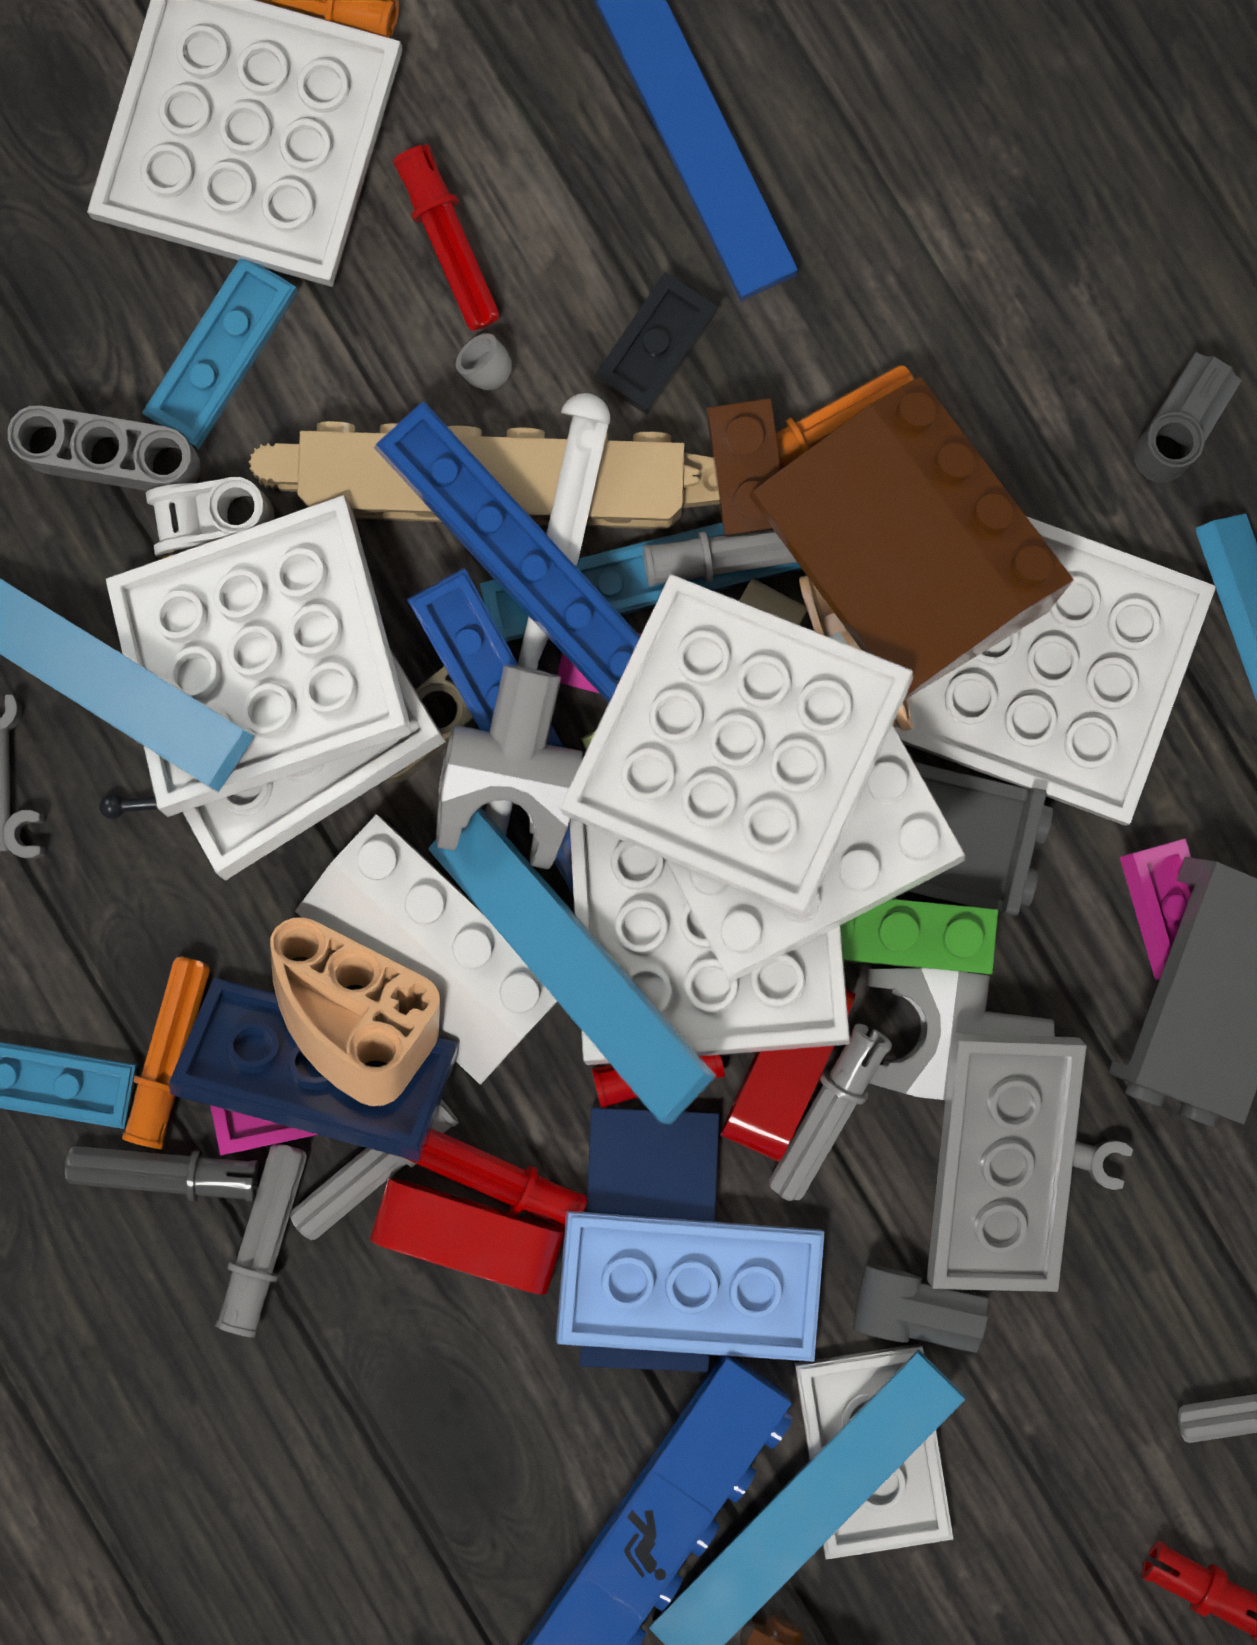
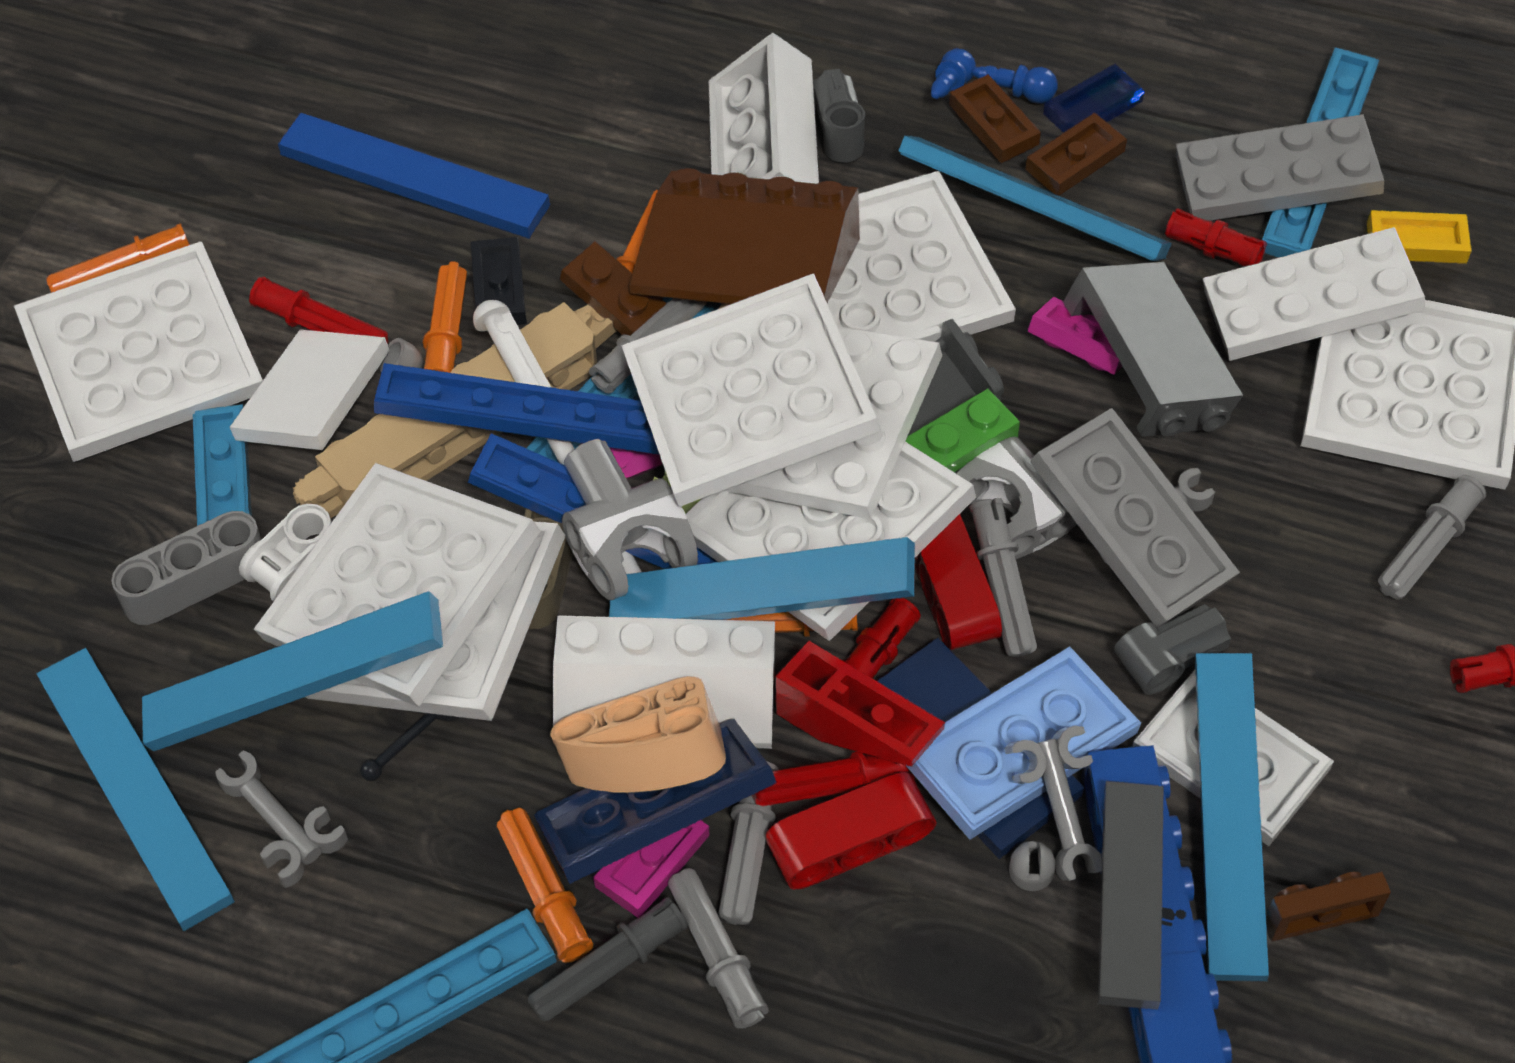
camera: 40 degrees left, 30 degrees down
(365, 332) = (310, 389): none -> white tile
(561, 1146) = (851, 708): none -> red slope
(563, 351) = (443, 338): none -> orange axle
(589, 1387) = (1020, 866): none -> light grey hinge
(630, 1526) = (1131, 896): none -> dark grey tile
(678, 1342) = (1049, 760): none -> light grey bar
(1085, 377) = (765, 114): none -> white slope

